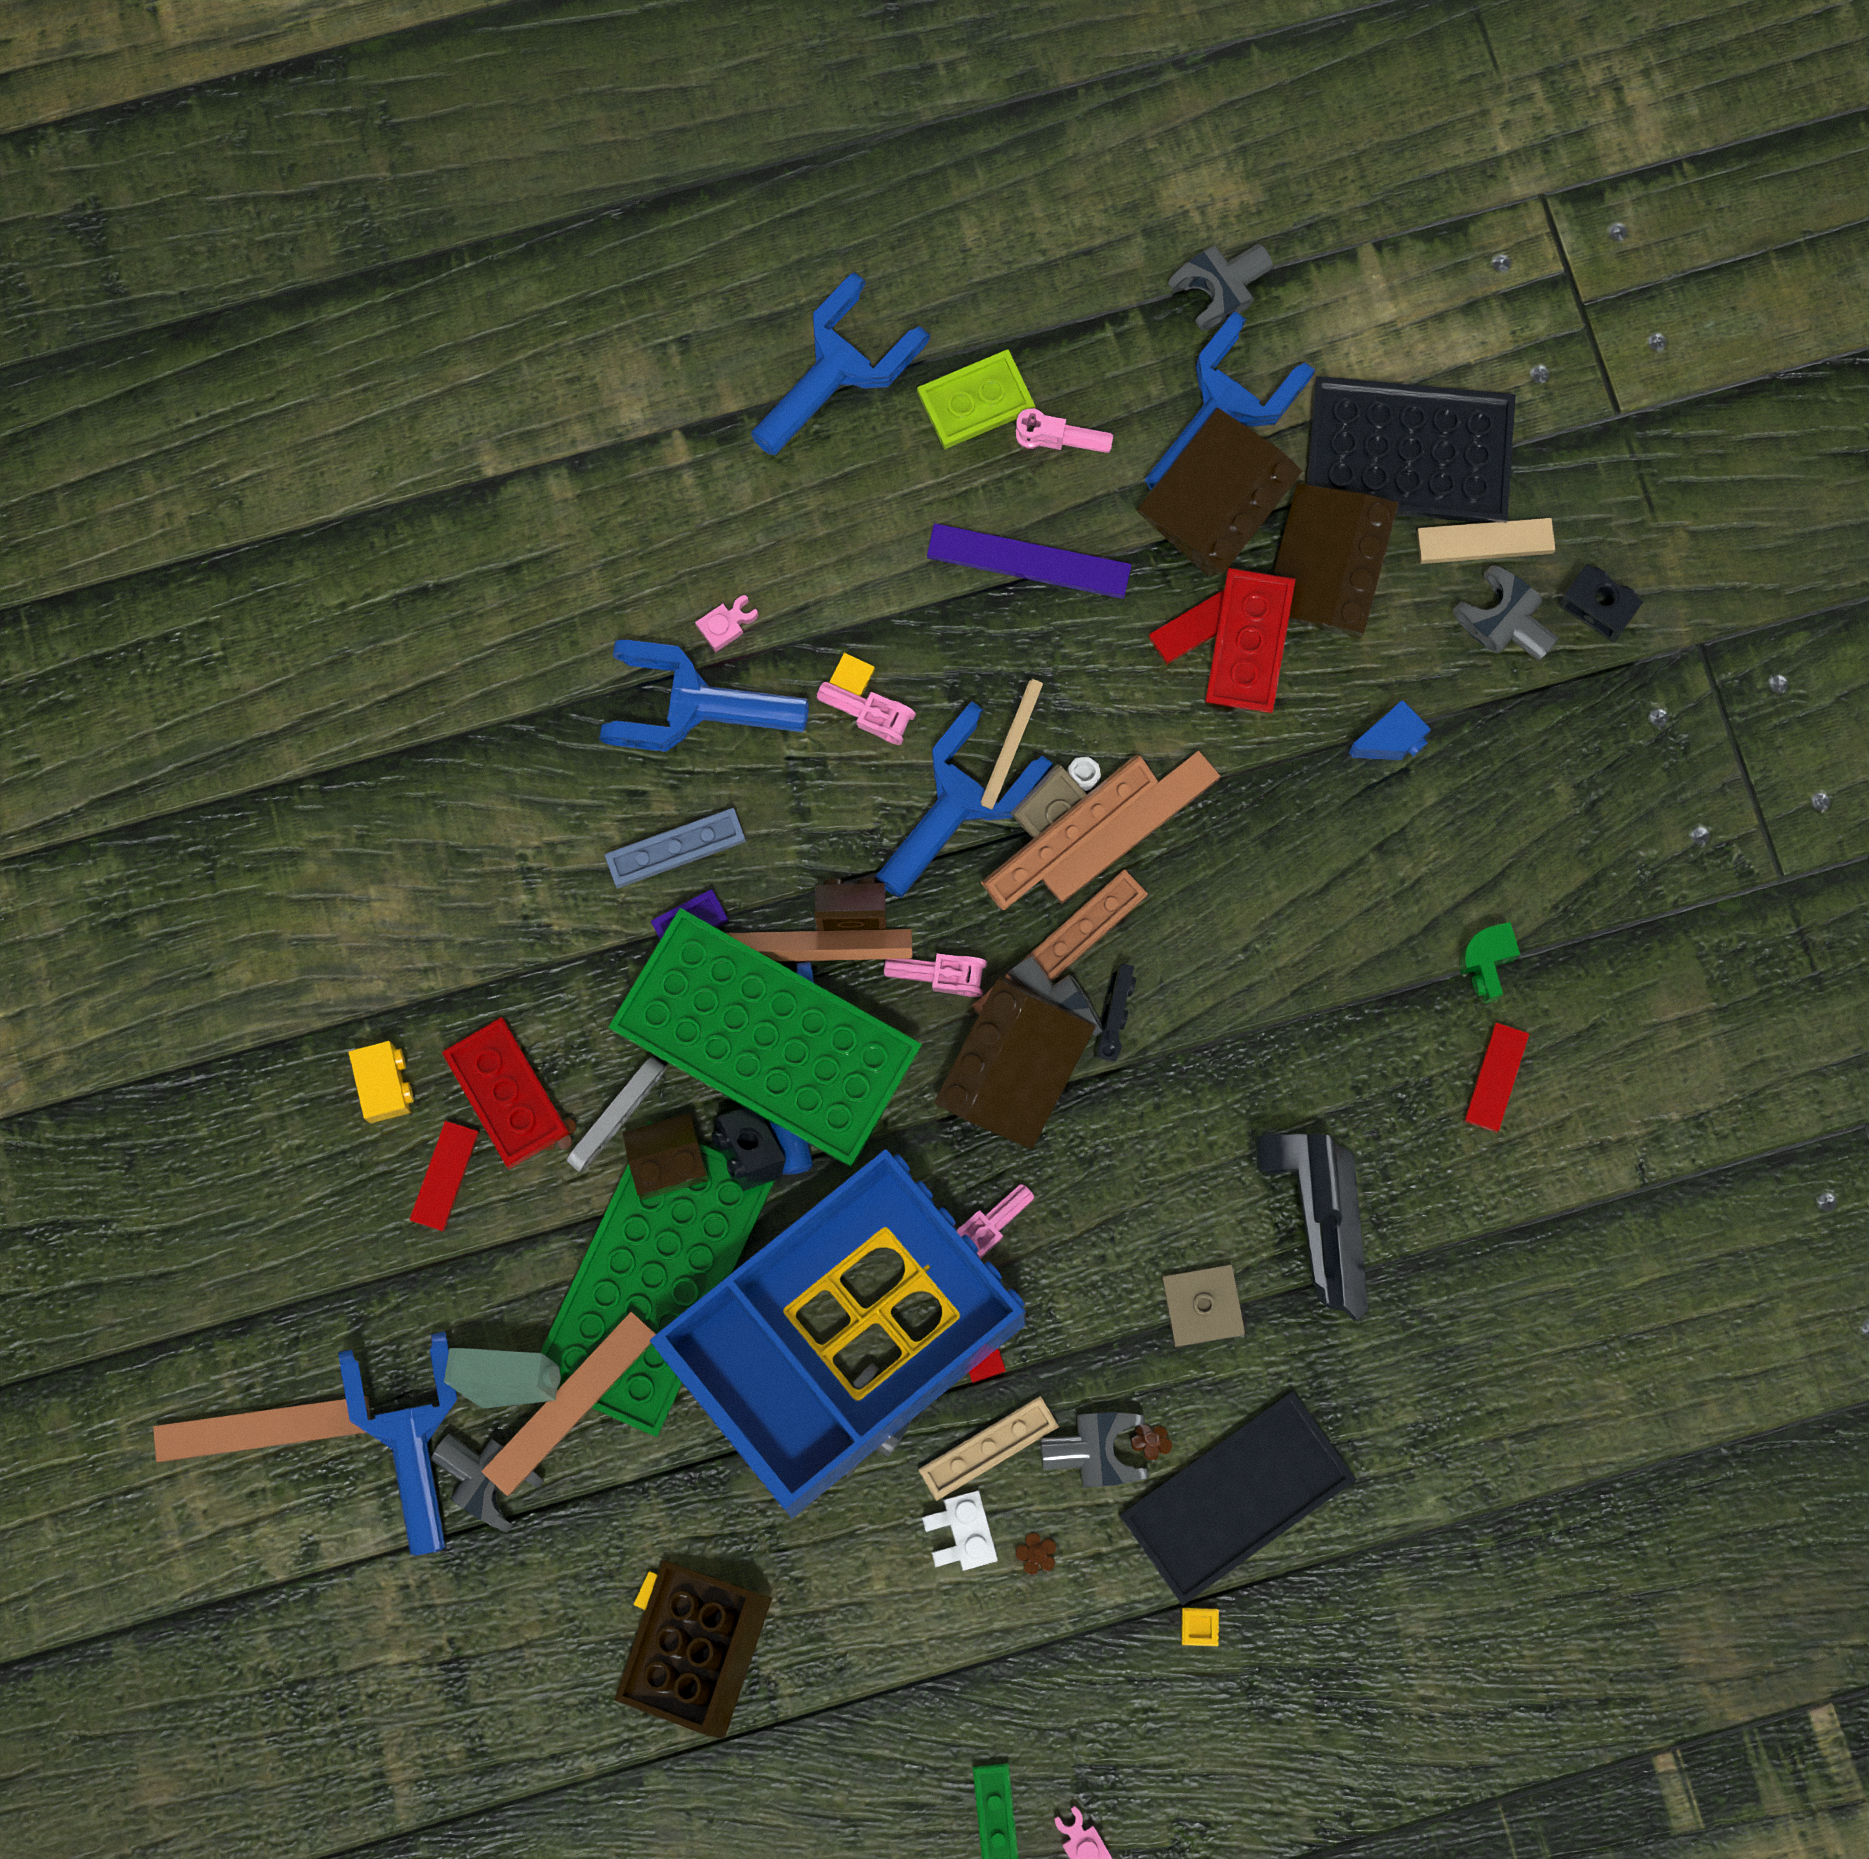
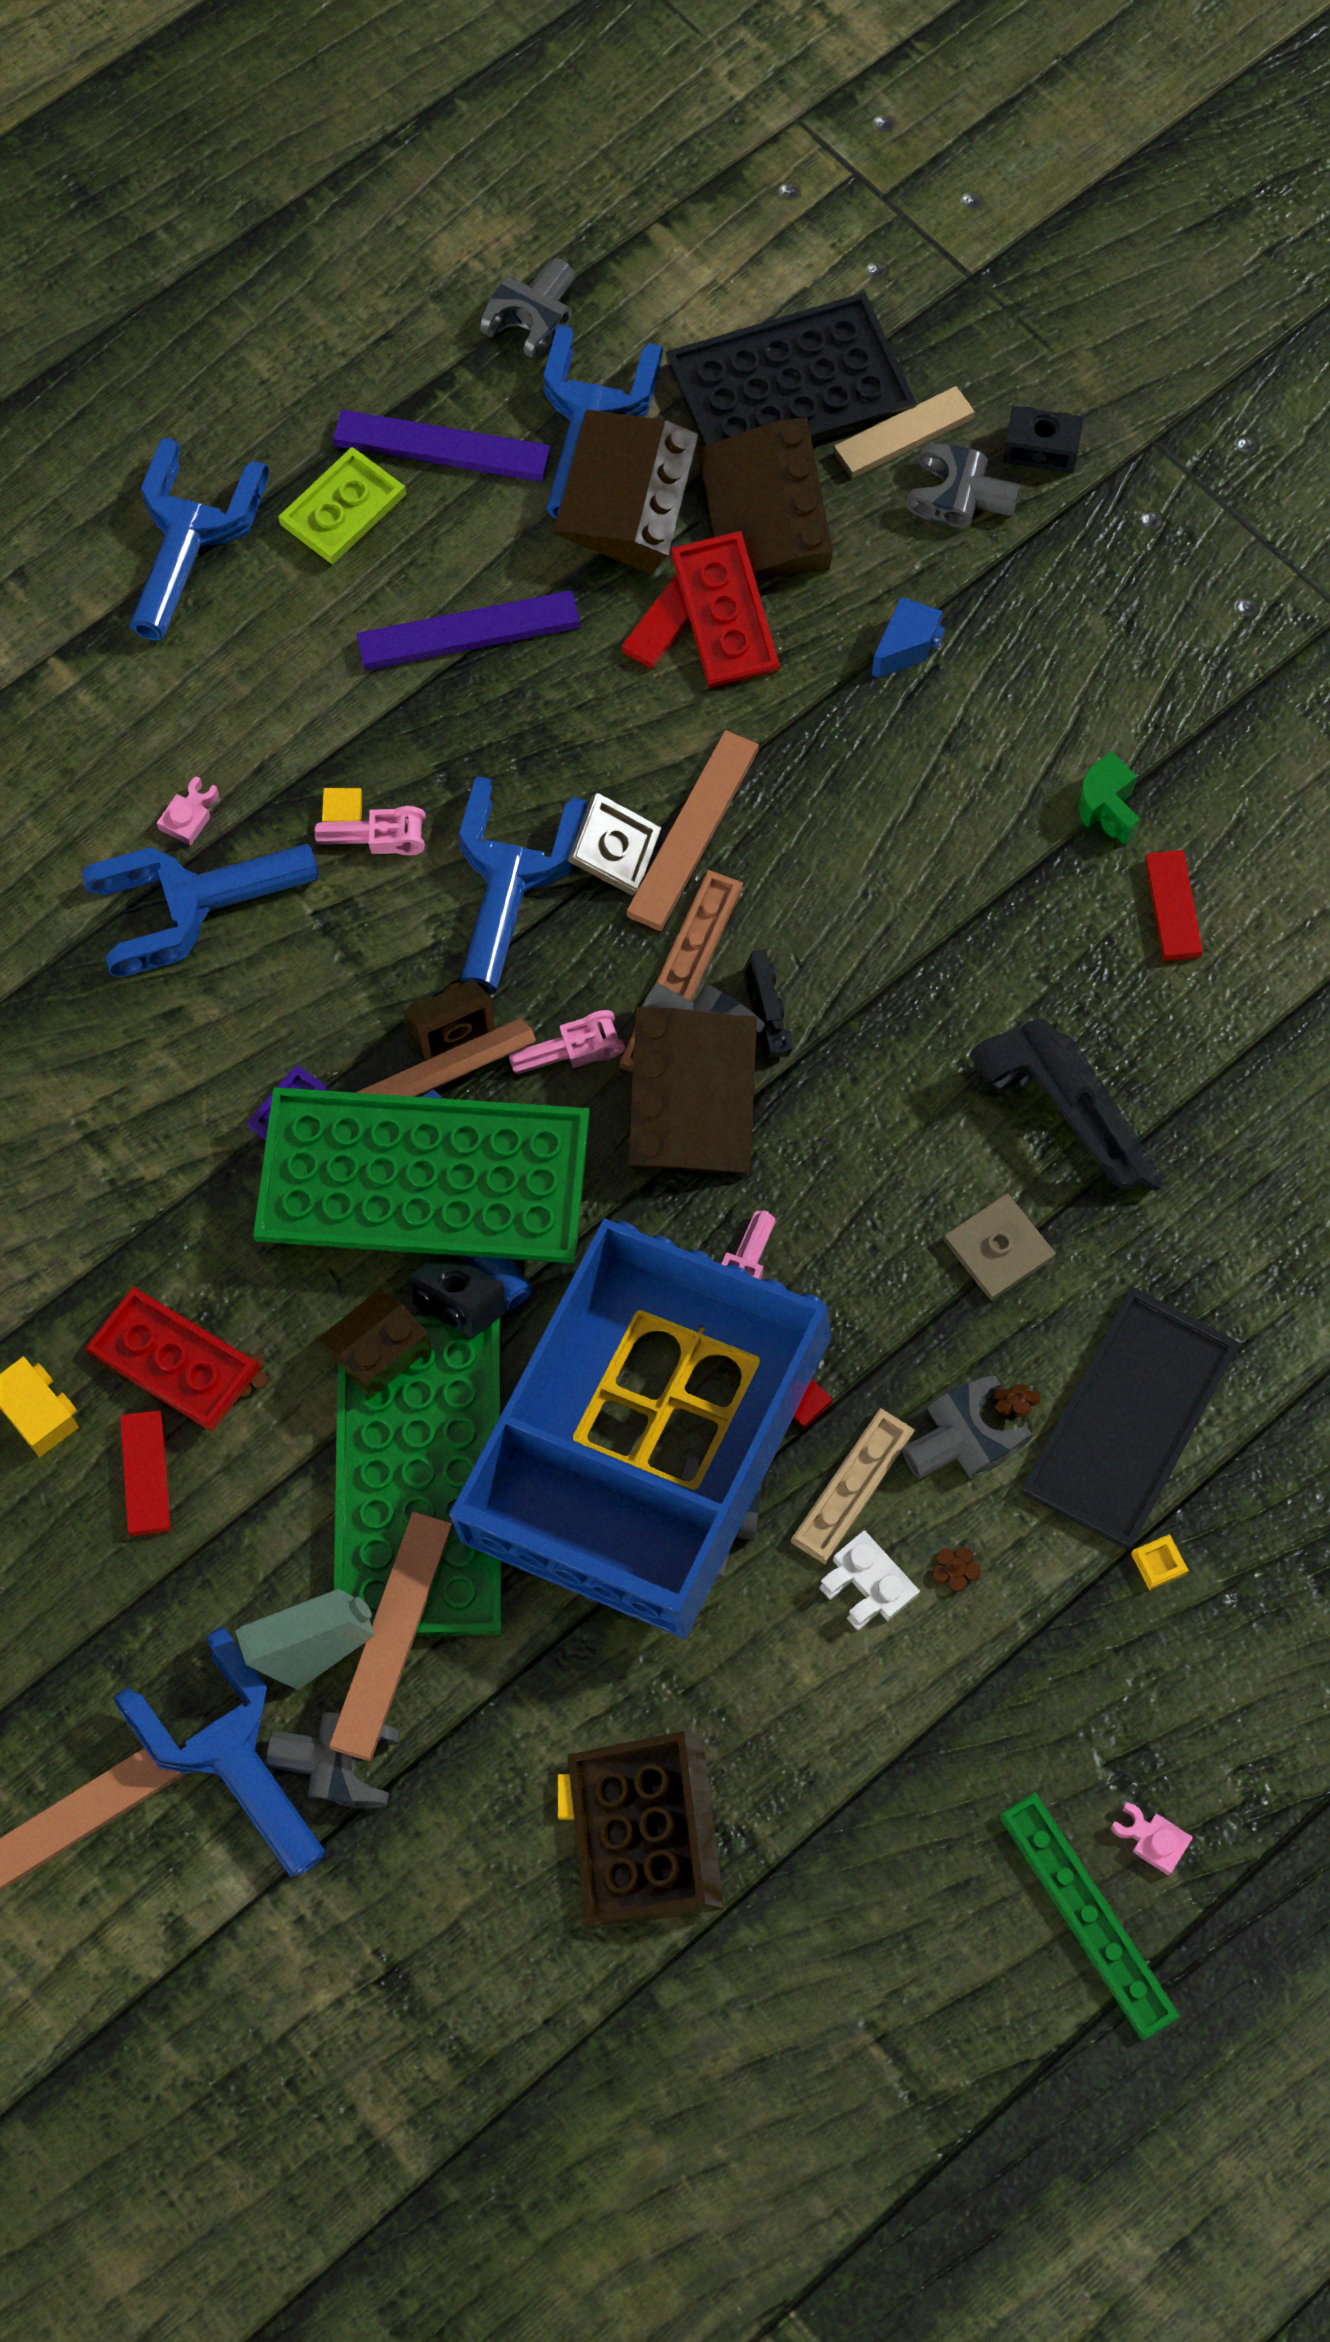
camera: 25 degrees left, 10 degrees down
(616, 1114) = (301, 1328): light grey beam -> none
(675, 848) = (238, 1044): sand blue plate -> none
(1011, 744) = (536, 796): tan tile -> none
(1054, 433) = (431, 503): bright pink connector -> none
(1069, 832) = (635, 856): nougat tile -> none
(1085, 772) = (624, 794): white tile -> none
(1086, 378) = (442, 445): none -> dark purple tile

